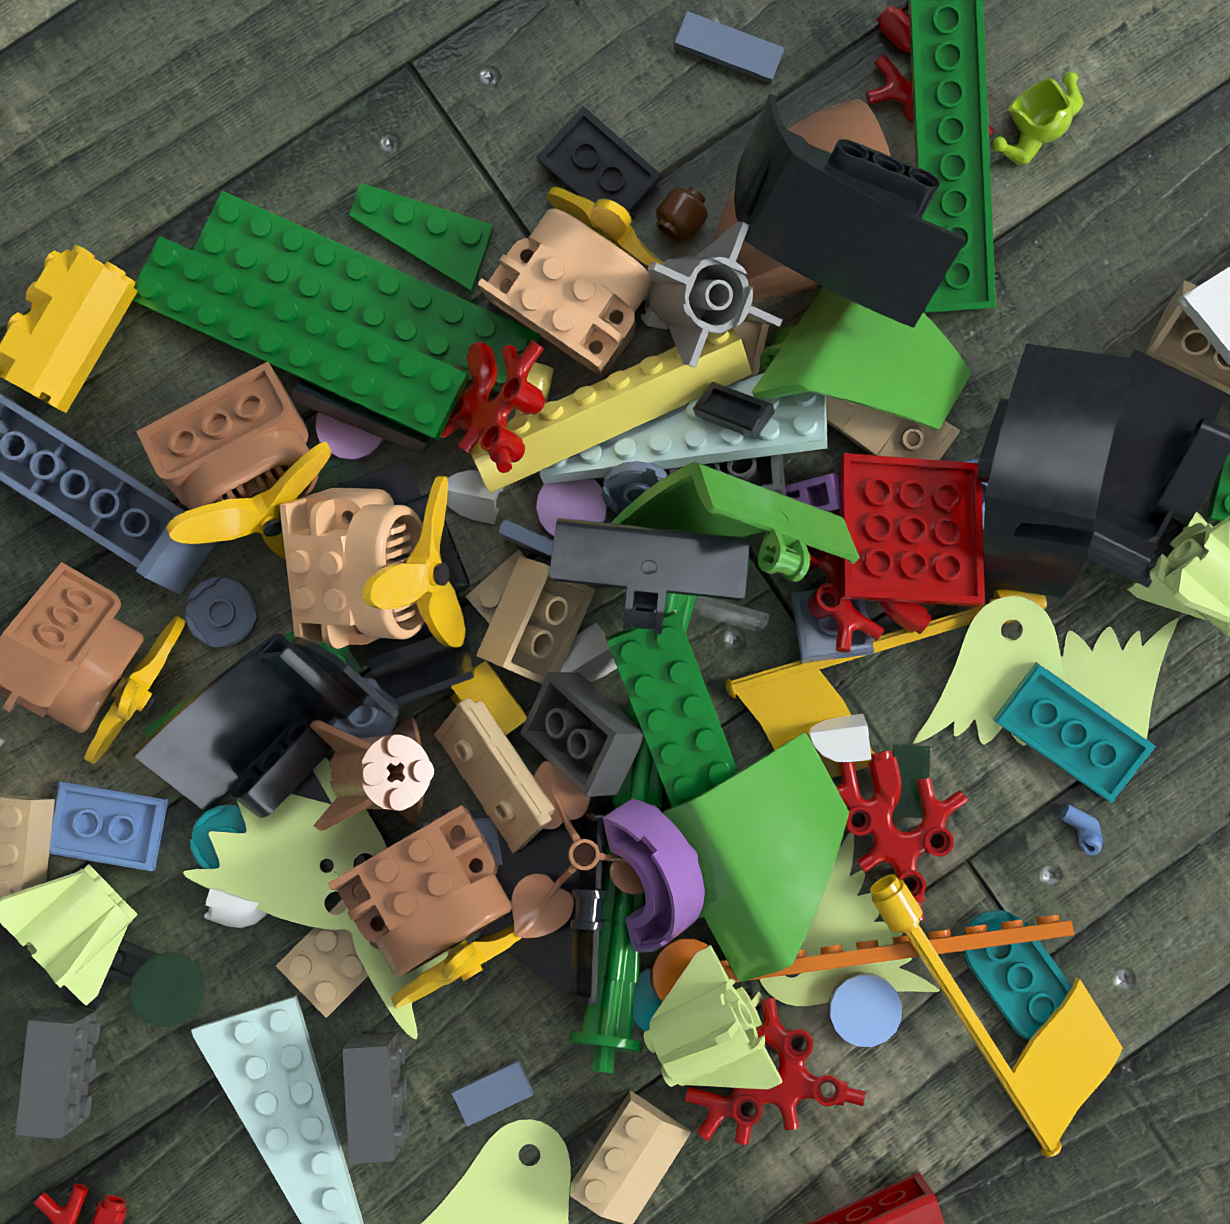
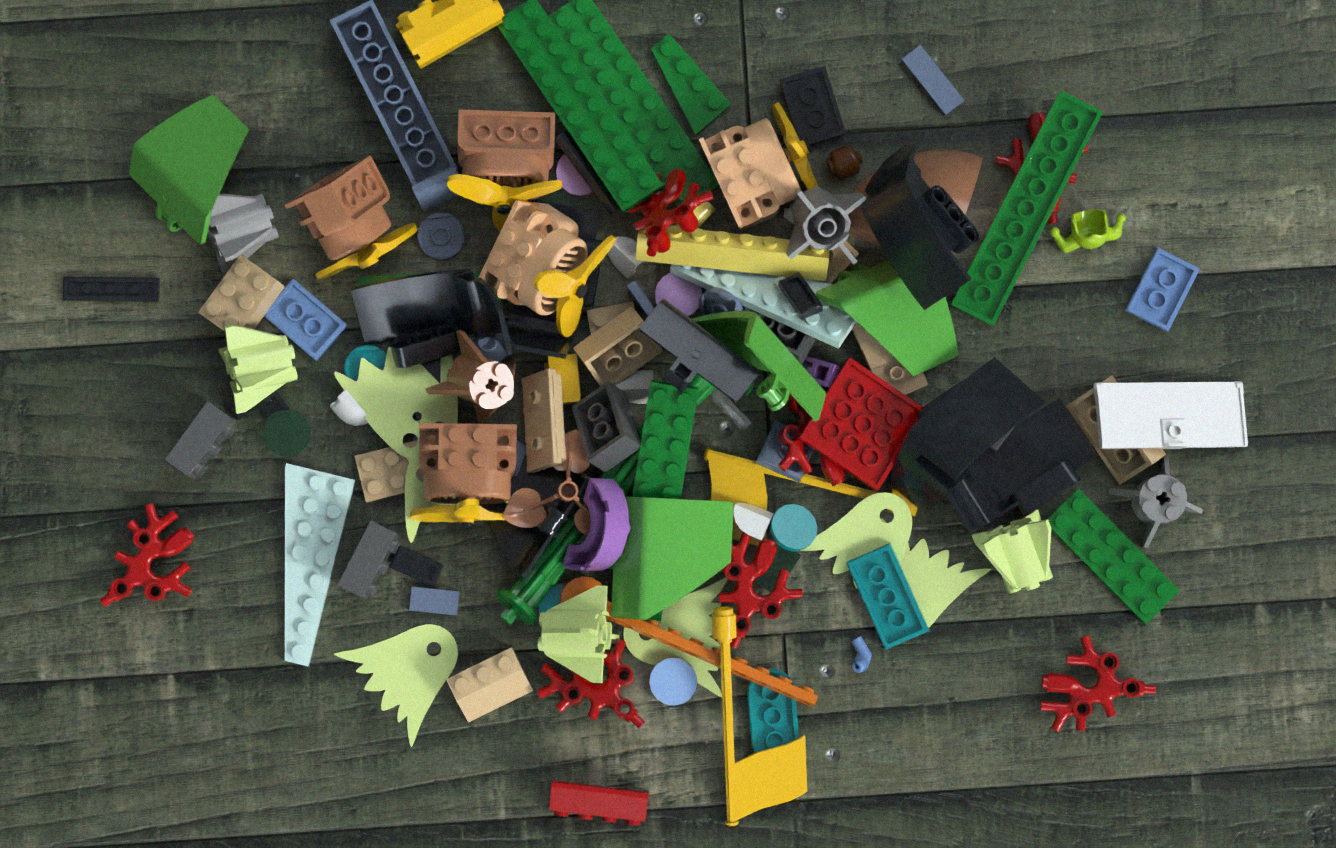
camera: 30 degrees right, 0 degrees up
(442, 1061) = (416, 566): none -> black tile
(900, 717) = (793, 527): none -> teal tile
(1174, 139) = (1162, 289): none -> medium blue tile

